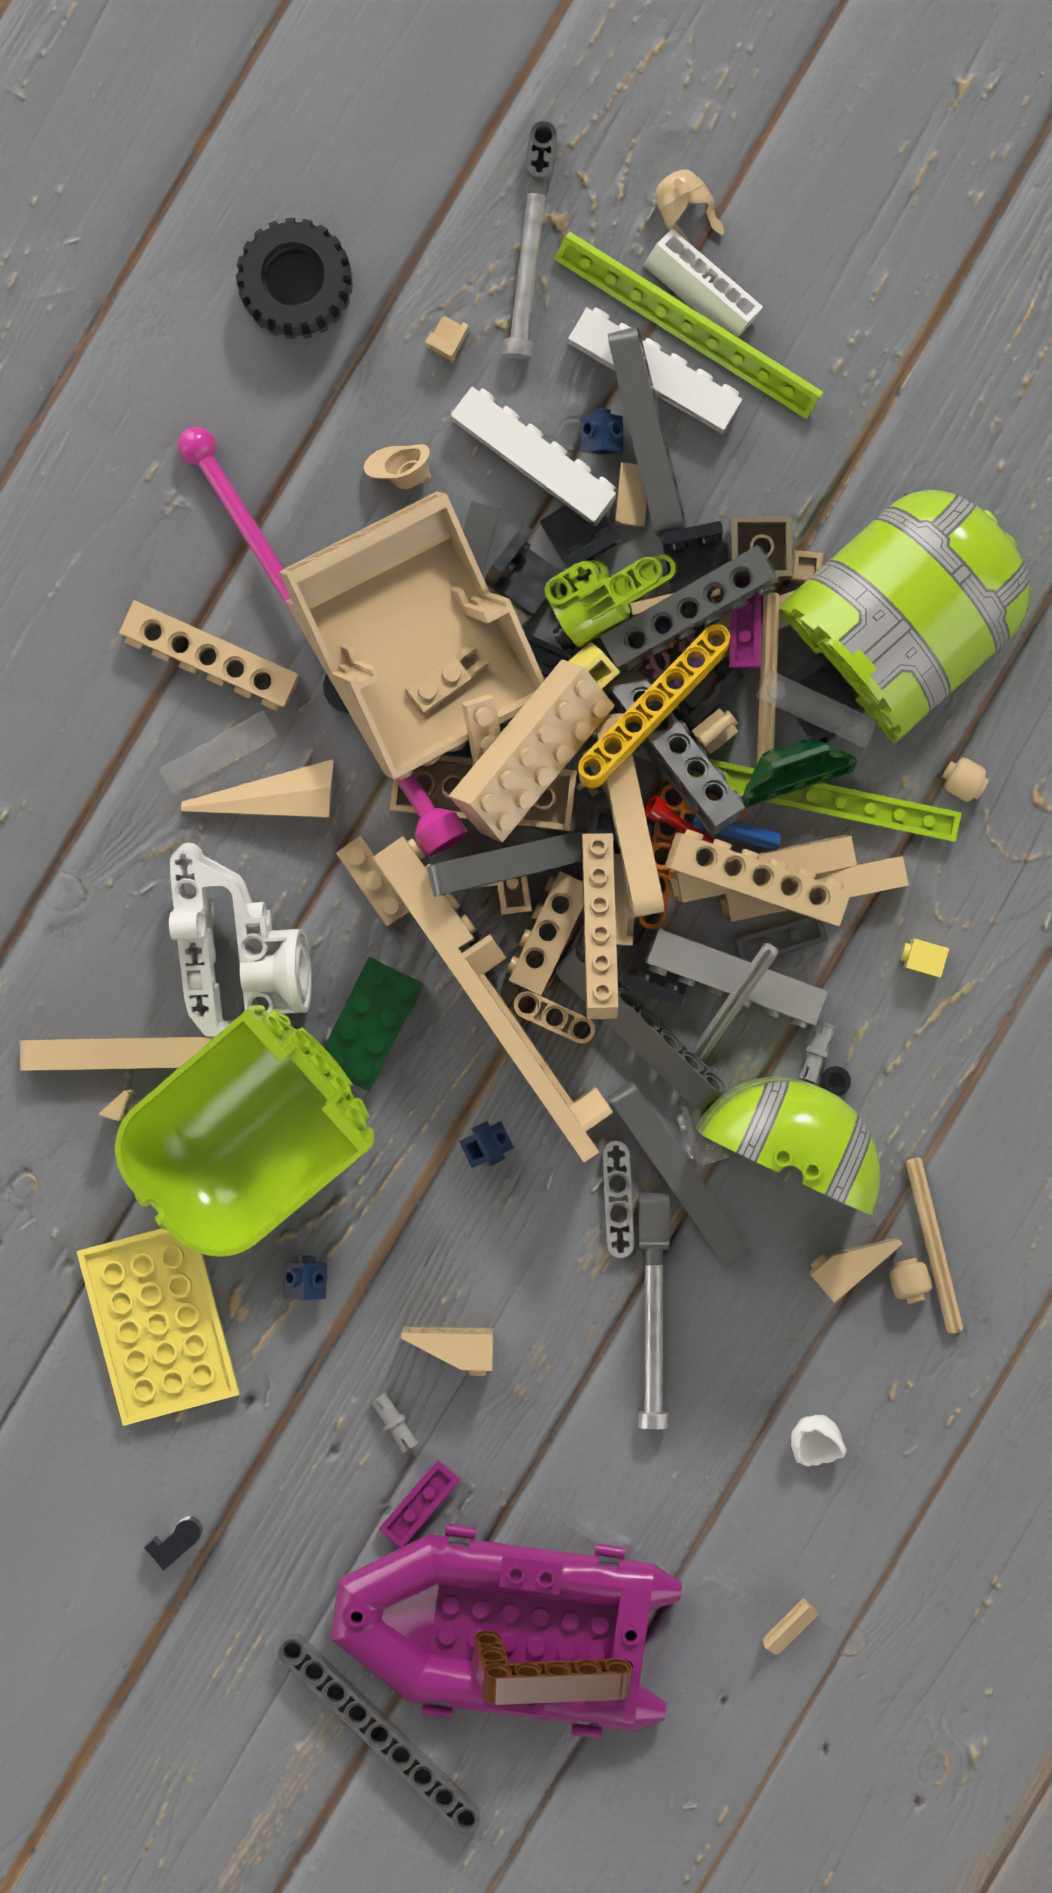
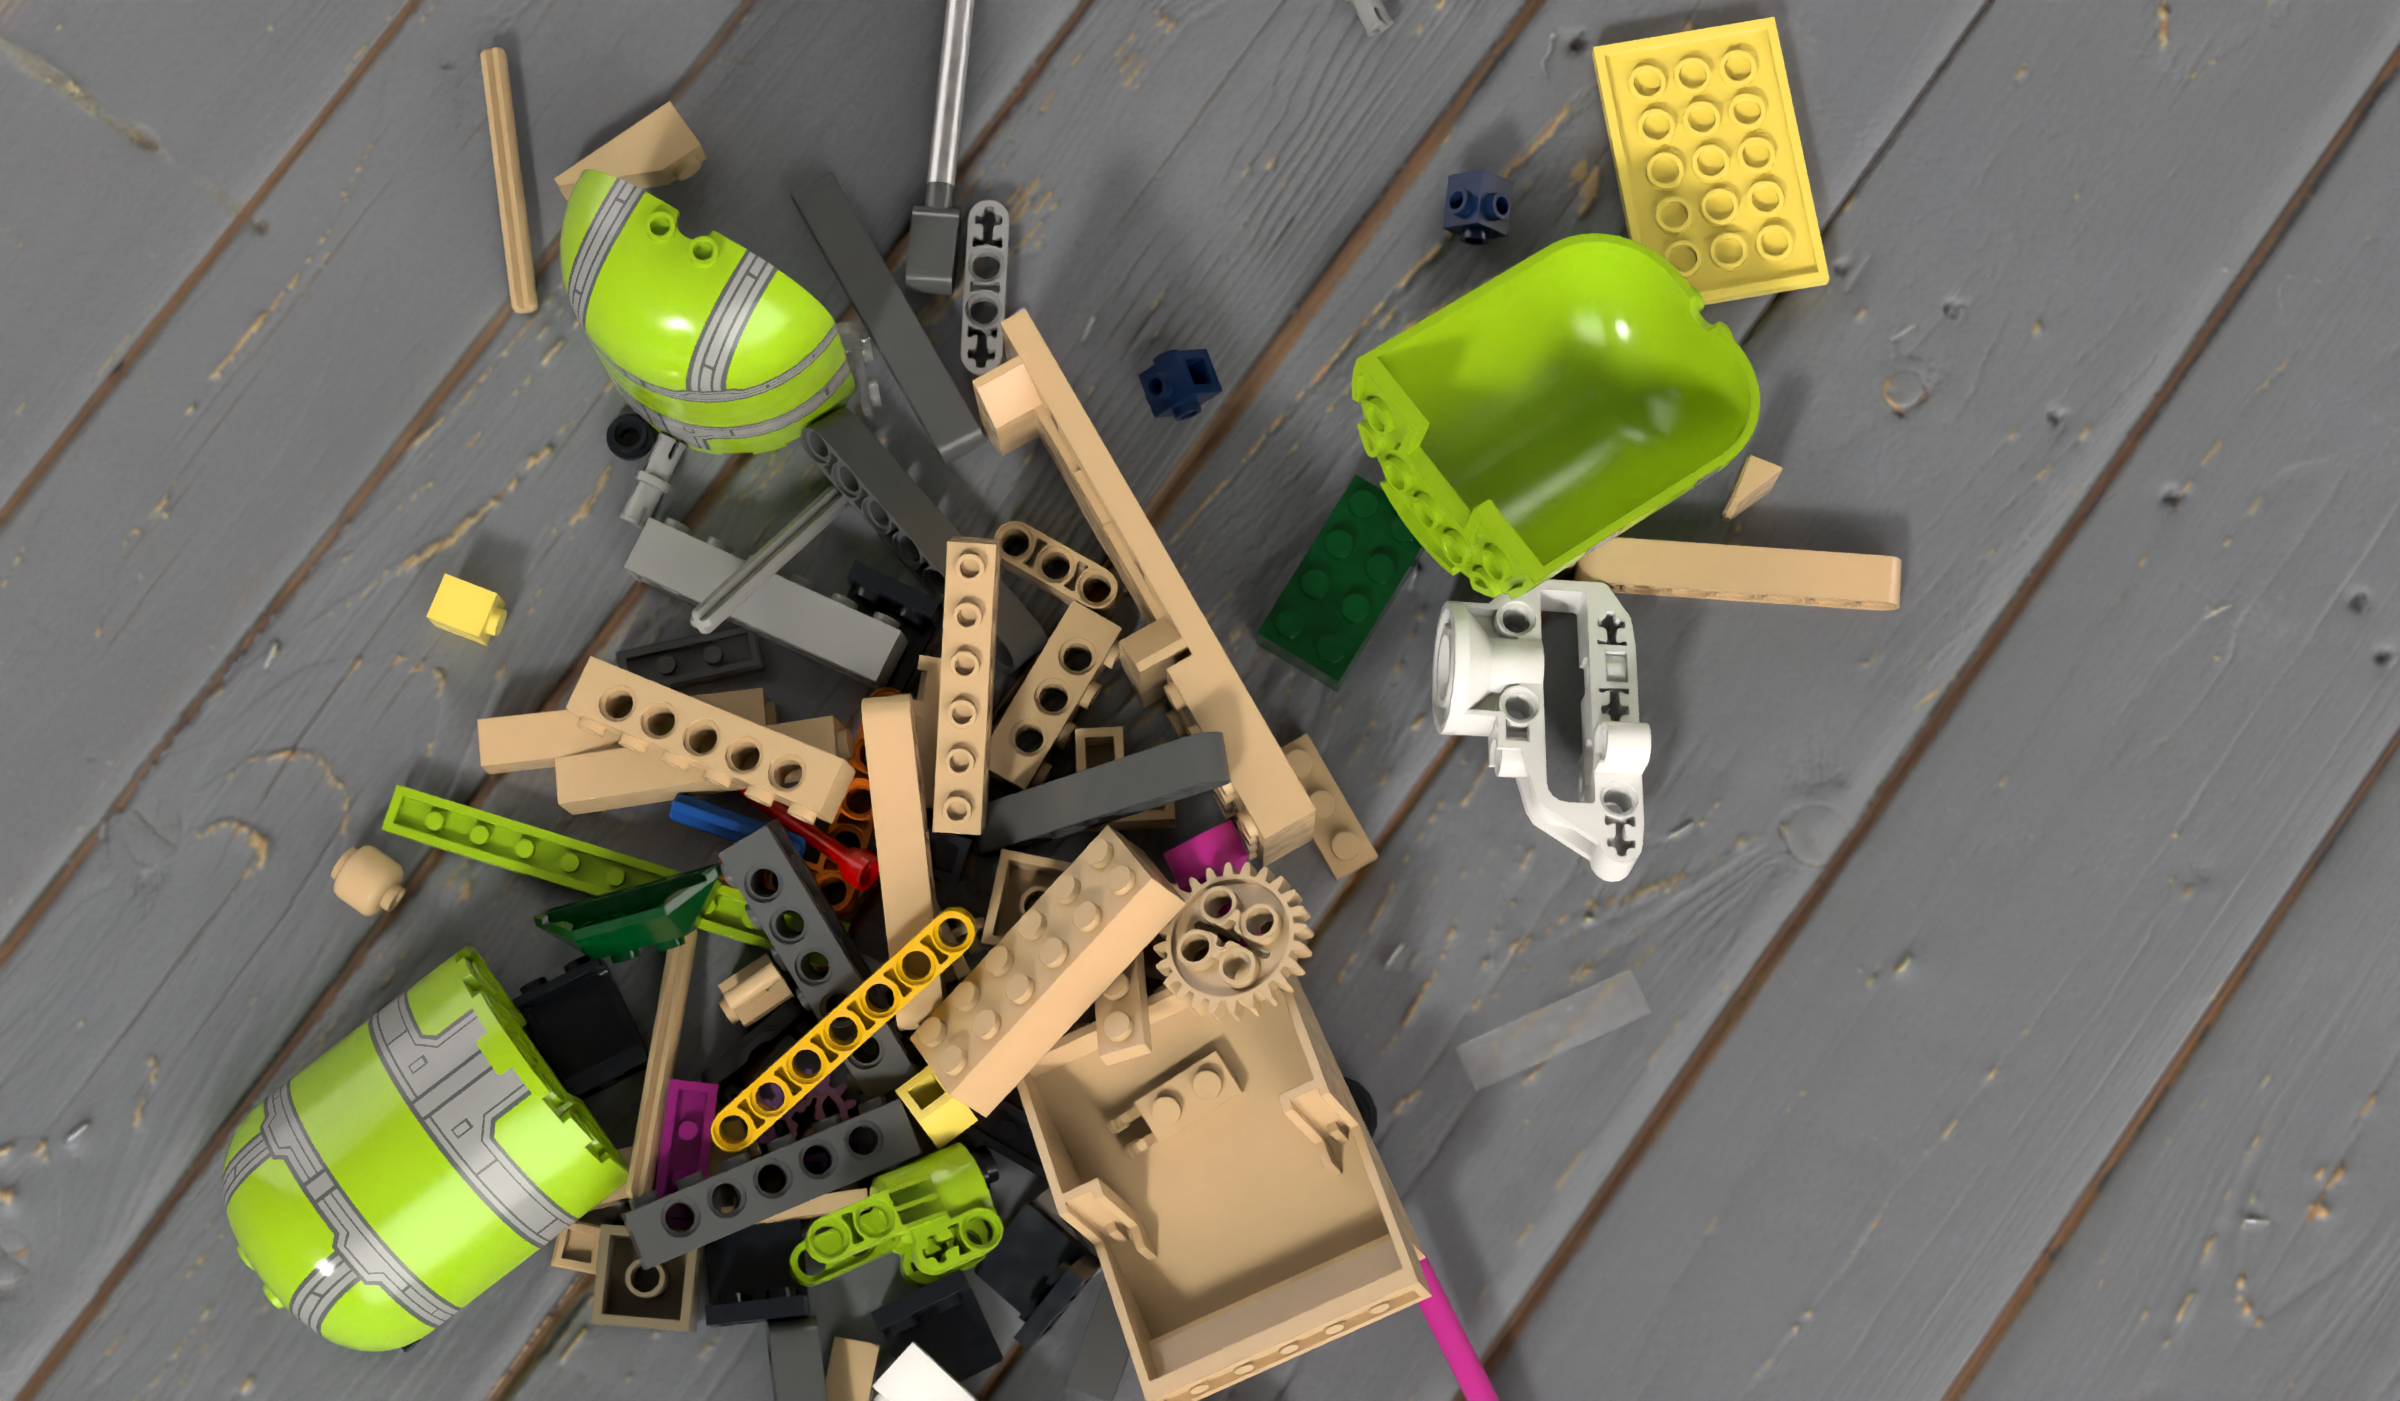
camera: 175 degrees left, 10 degrees down
(142, 617) = (1673, 1229): tan brick -> none
(292, 793) = (1443, 953): tan wedge -> none
(407, 799) = (1212, 979): none -> tan gear
(461, 1347) = (1256, 87): tan slope -> none
(816, 709) = (588, 1007): clear plate -> none
(910, 1280) = (550, 128): tan head -> none

